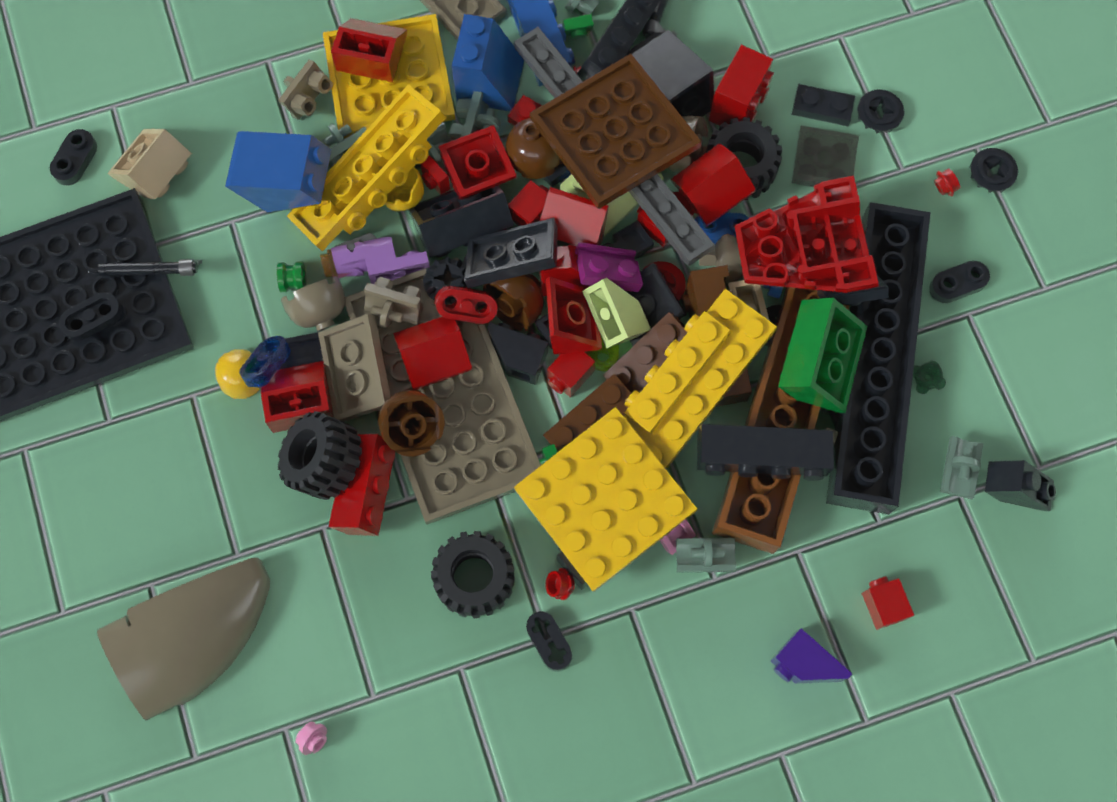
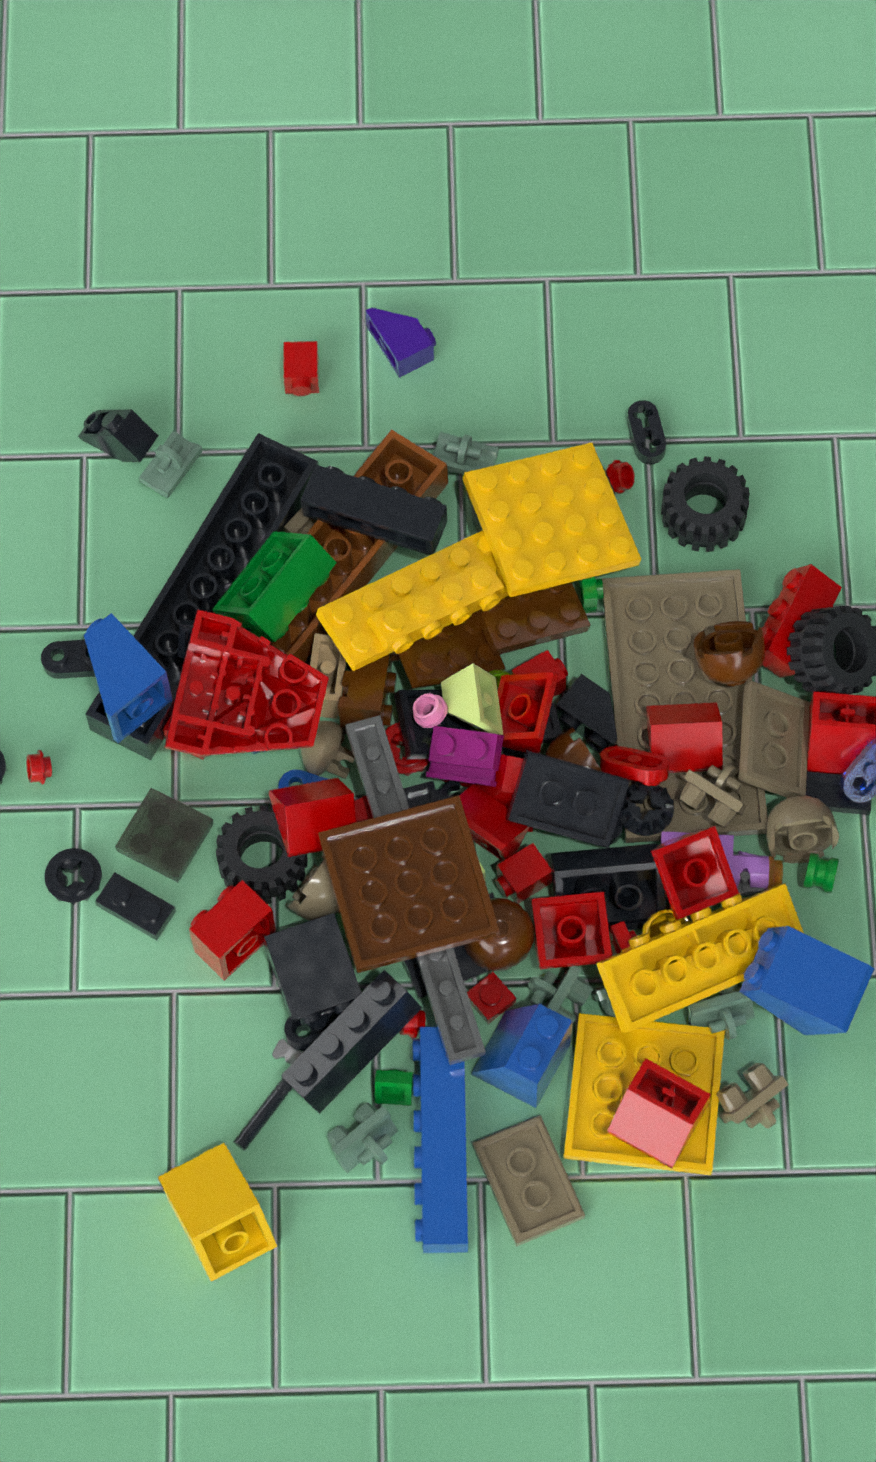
camera: 160 degrees left, 5 degrees down
(393, 224) = (694, 872): none -> red slope
(656, 294) = (424, 705): none -> bright pink plate
(917, 228) = (126, 675): none -> blue slope
(936, 377) = (152, 562): clear green plate -> none

